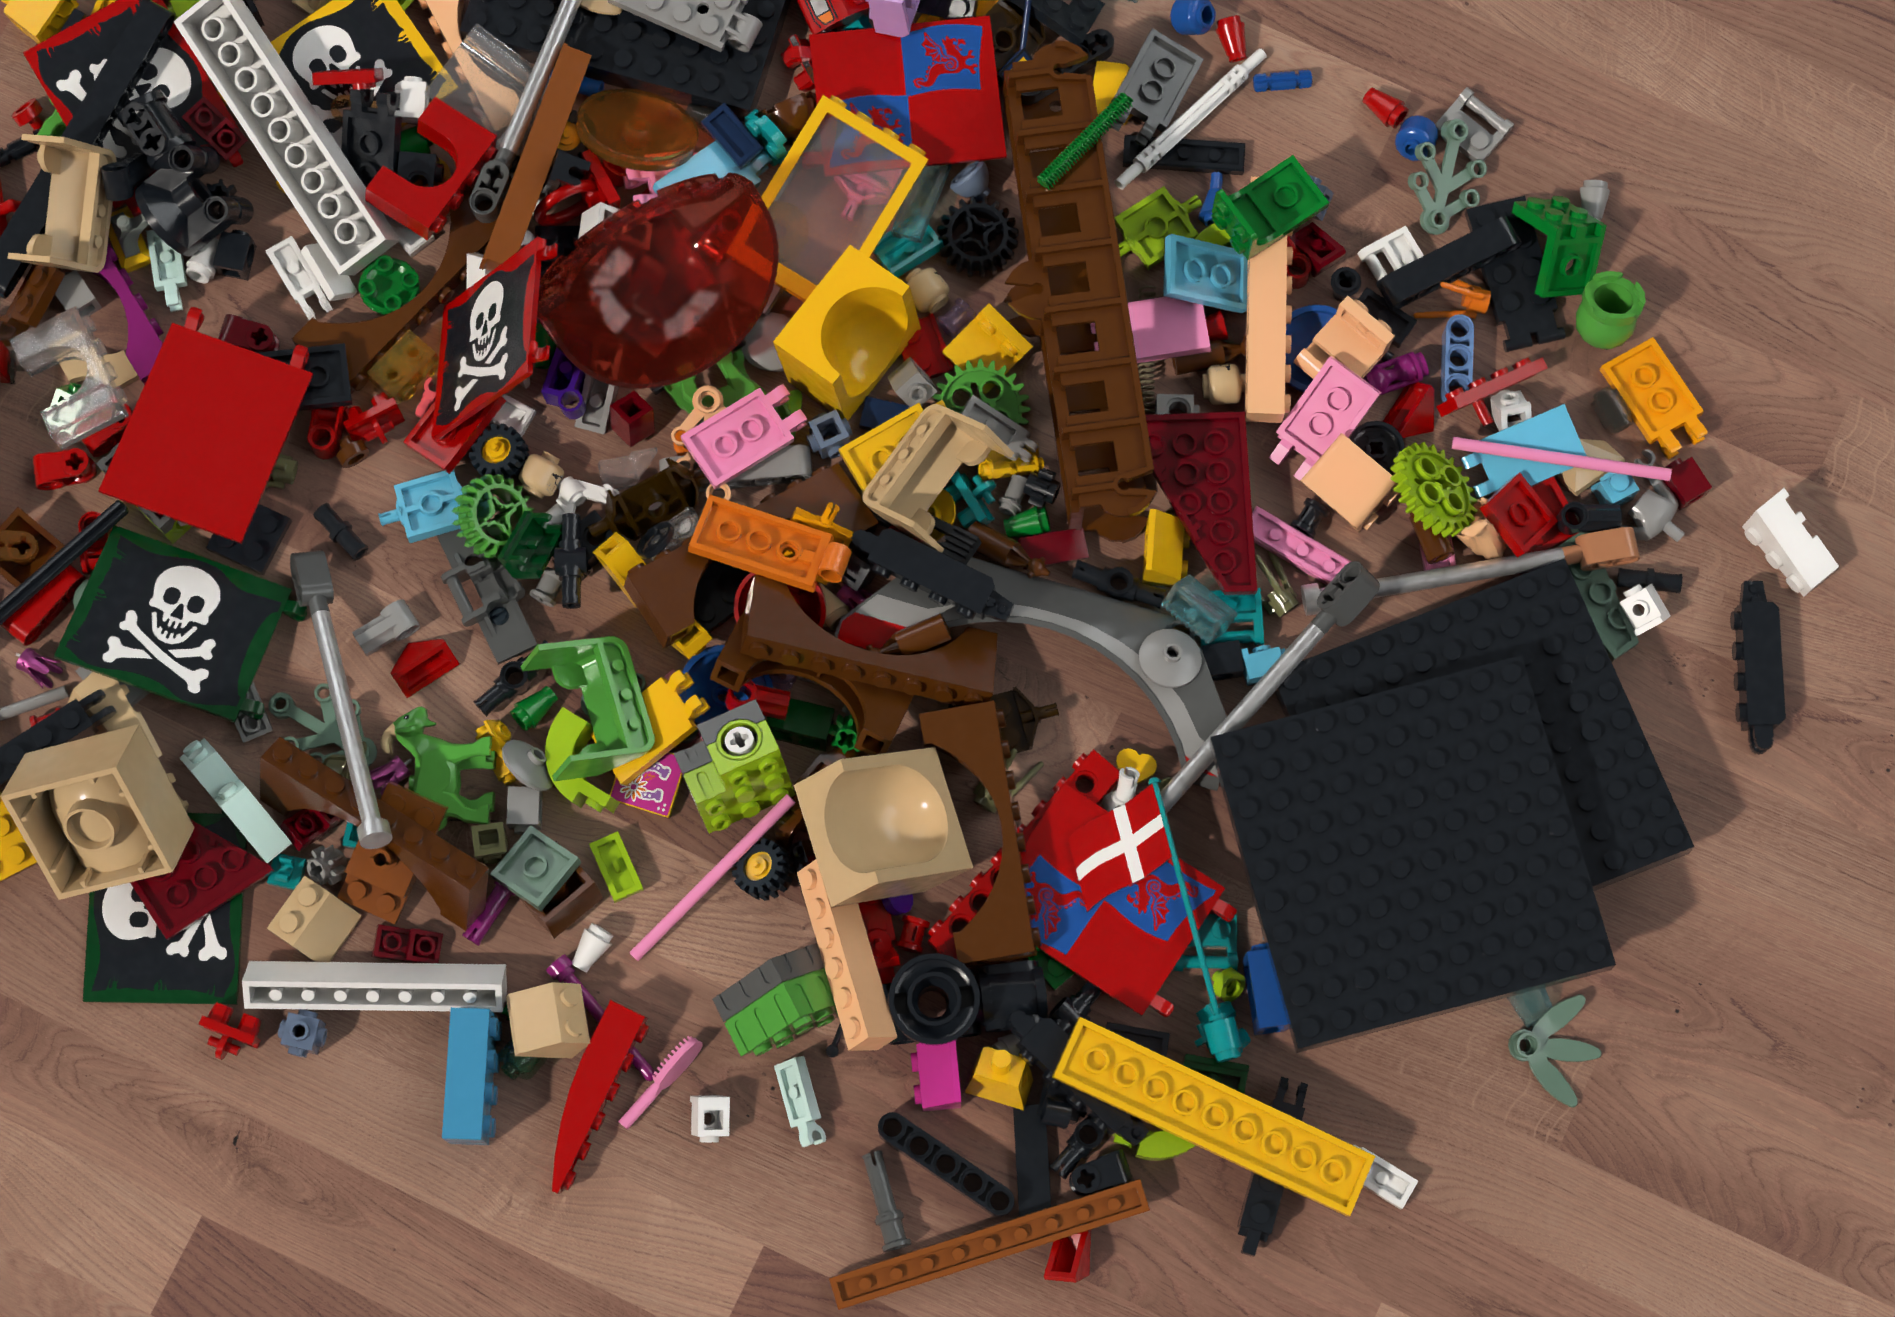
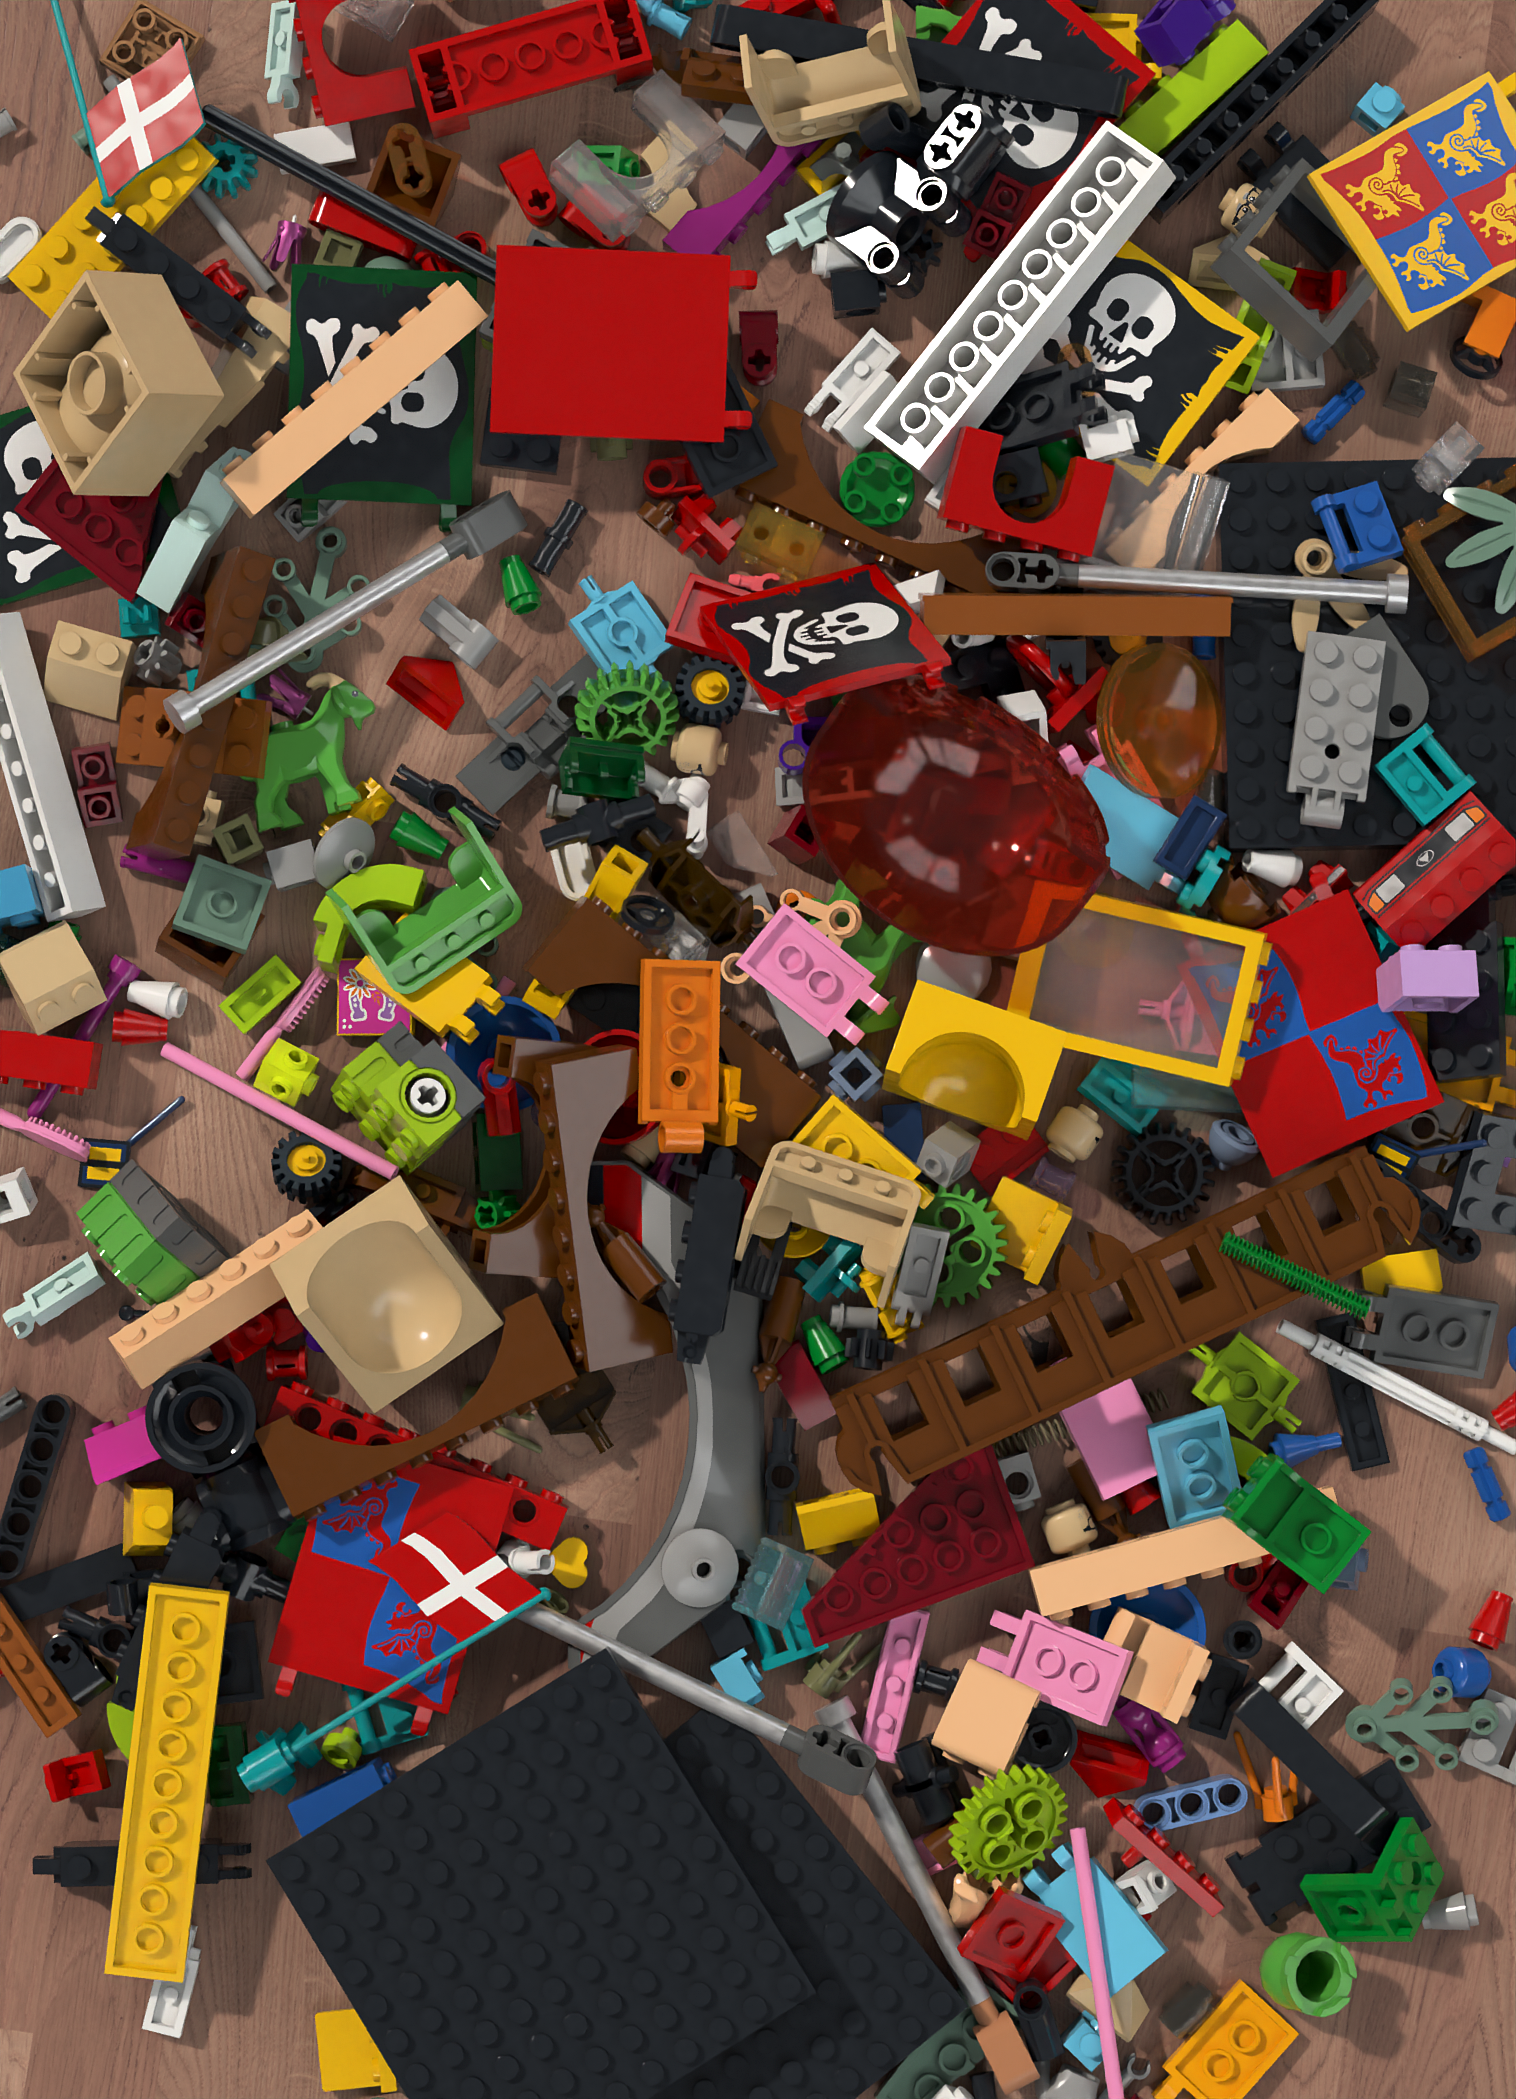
camera: 70 degrees right, 10 degrees up
(54, 627) = (338, 250): none -> olive plate
(177, 641) = (353, 399): none -> light nougat brick
(357, 77) = (1109, 353): red plate -> none
(367, 572) = (519, 587): none -> green cone
(601, 599) = (573, 869): none -> white tile
(610, 971) = (138, 1028): none -> red cone
(642, 854) = (285, 1021): none -> bright pink piece
(685, 862) = (287, 1073): none -> neon yellow brick
(705, 1025) = (110, 1156): none -> piece
(774, 86) = (1275, 866): none -> white cone
(1186, 1199) = (76, 1775): none -> red bracket
(1384, 546) = (927, 1780): none -> black pin
(1467, 1044) = (349, 2054): none -> yellow bracket

